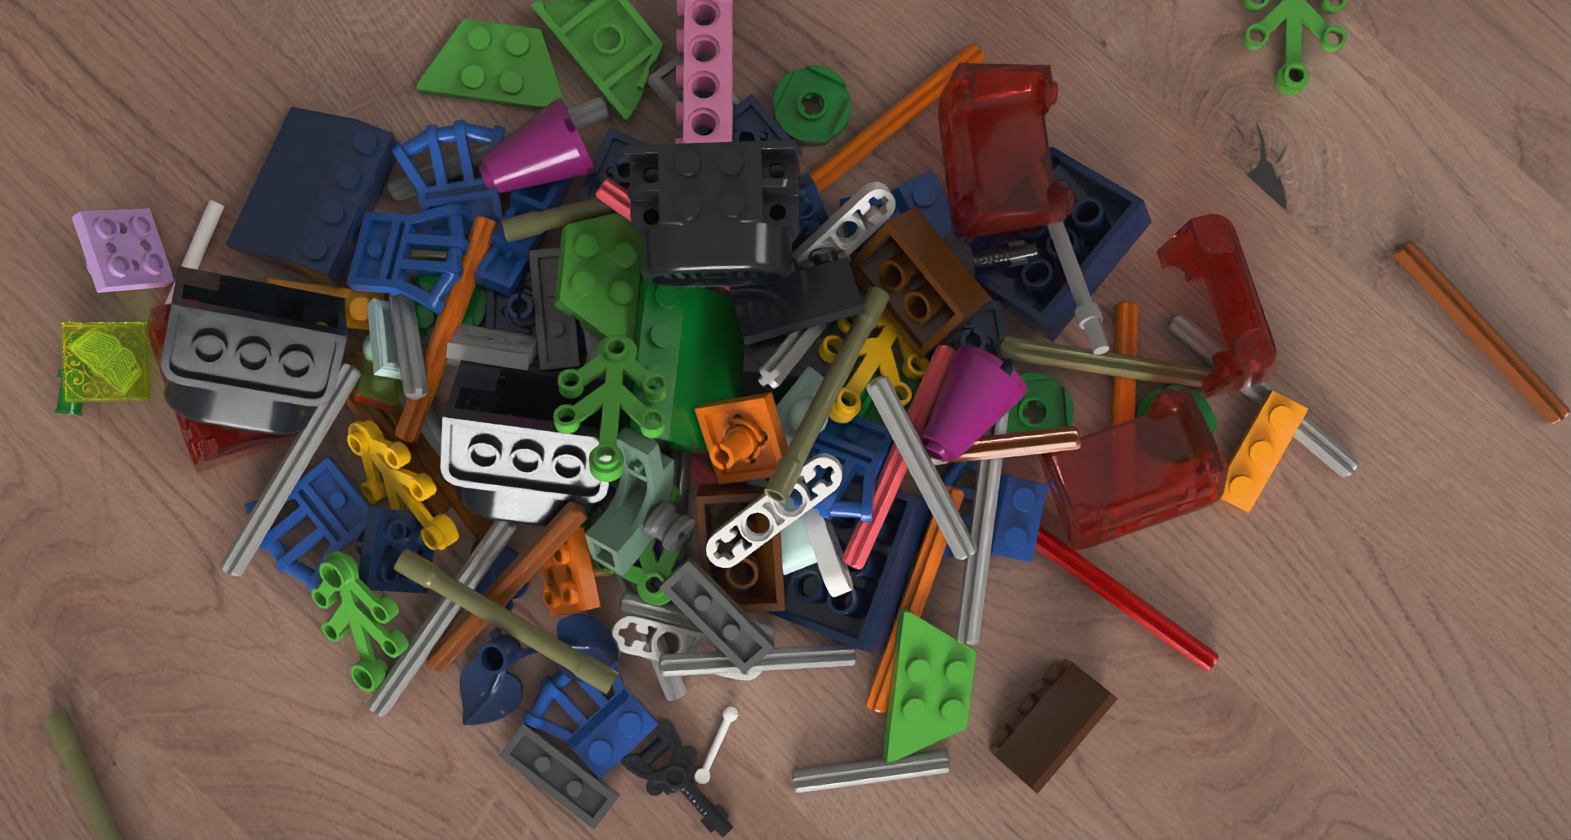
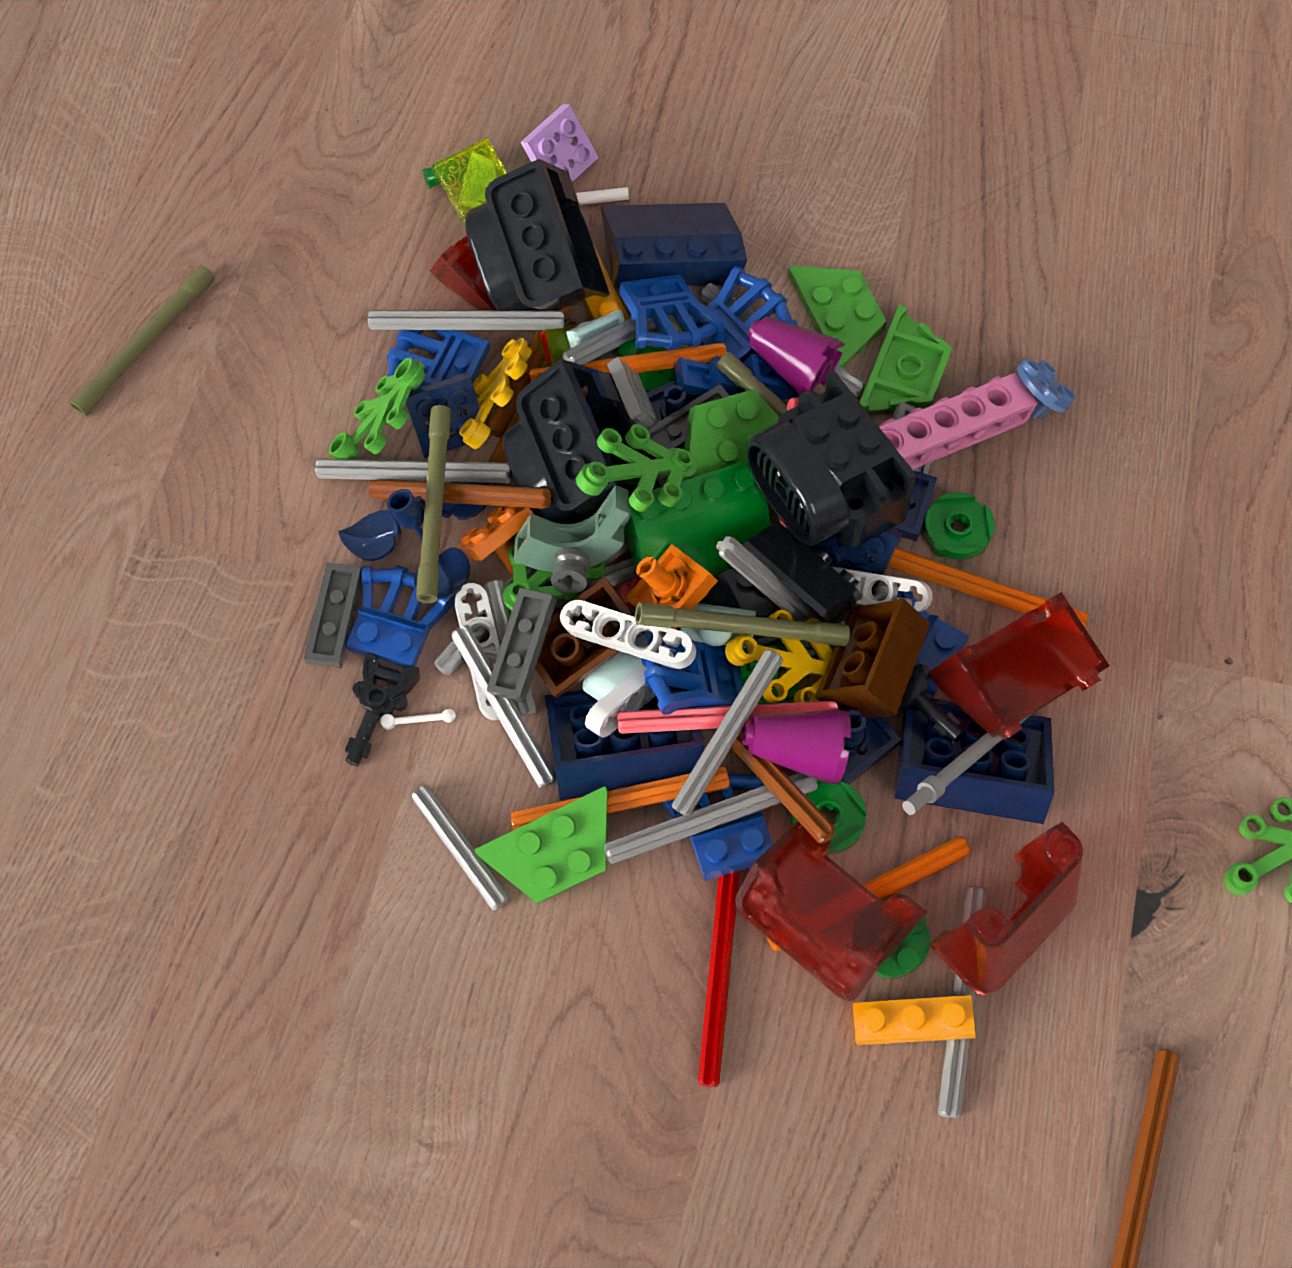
camera: 65 degrees right, 20 degrees down
(1051, 723) = (577, 964): reddish brown slope -> none
(1106, 363) = (902, 837): olive axle -> none

